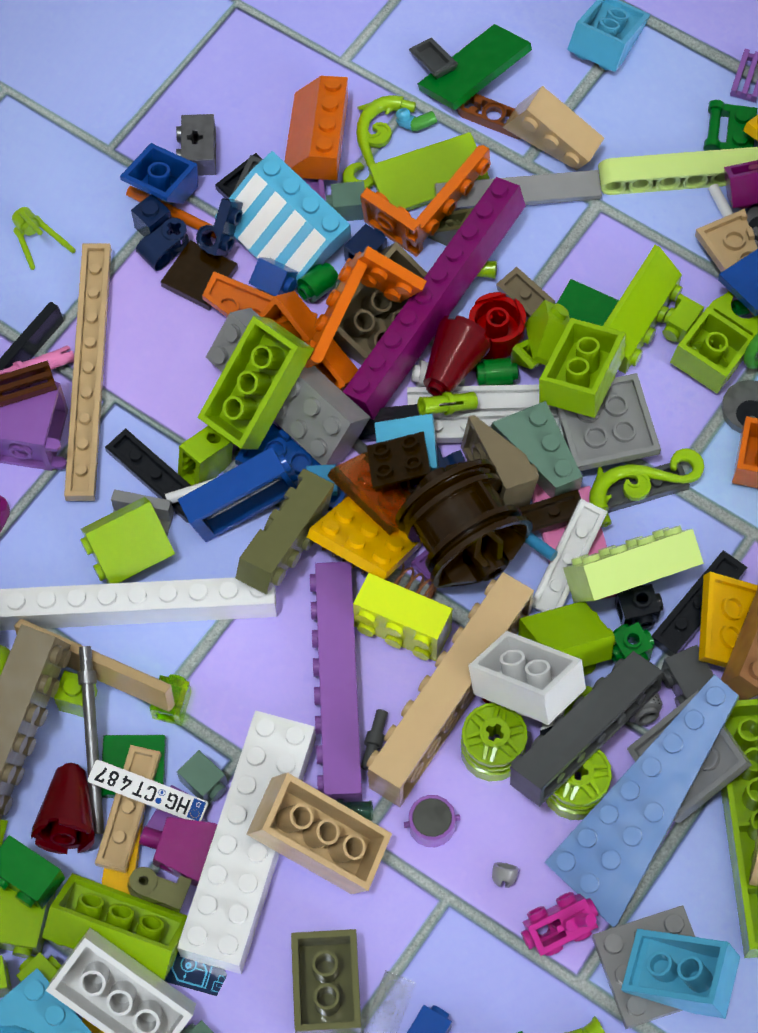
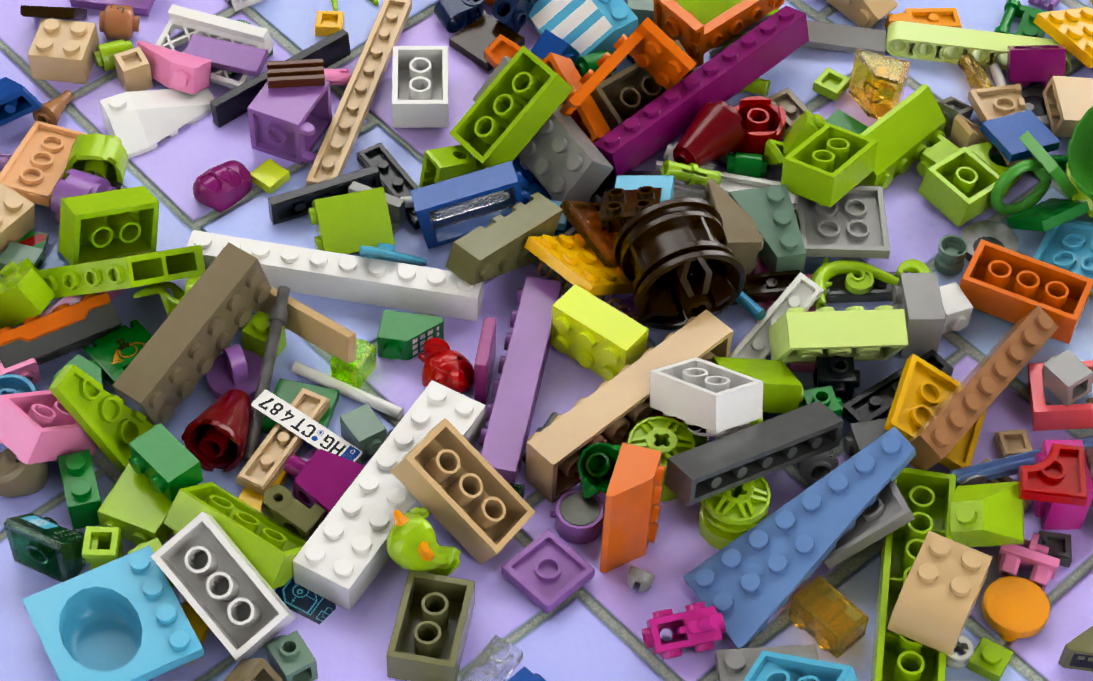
camera: 10 degrees right, 15 degrees down
(25, 494) = (270, 176): none -> neon yellow tile
(32, 288) = (328, 22): none -> yellow tile
(60, 740) = (234, 370): none -> medium lavender tile
(85, 508) = (296, 202): none -> black tile
(149, 353) = (420, 87): none -> white brick
(169, 569) = (388, 253): none -> medium azure piece
(172, 730) = (347, 390): none -> white bar
(214, 655) = (404, 333): none -> slope
(262, 687) = (445, 366): none -> red hair
(289, 907) = (415, 547): none -> lime hair
(299, 672) = (485, 360): none -> magenta tile
(417, 888) = (547, 571): none -> medium lavender plate
(446, 773) = (596, 468): none -> green hat
(486, 815) = (631, 506): none -> orange slope
(557, 249) = (831, 84): none -> lime plate
(606, 245) = (878, 82): none -> clear yellow slope
(639, 143) = (933, 16): none -> light orange hinge
(685, 257) = (951, 108): none -> flat silver bracket
(687, 874) = (828, 617): none -> clear yellow brick
(698, 205) = (976, 76): none -> clear yellow pin
(702, 508) = (923, 310): none -> light grey brick
(705, 287) = (967, 133): none -> tan slope
(721, 426) = (951, 255): none -> sand green wheel
(728, 496) = (956, 307): none -> white brick

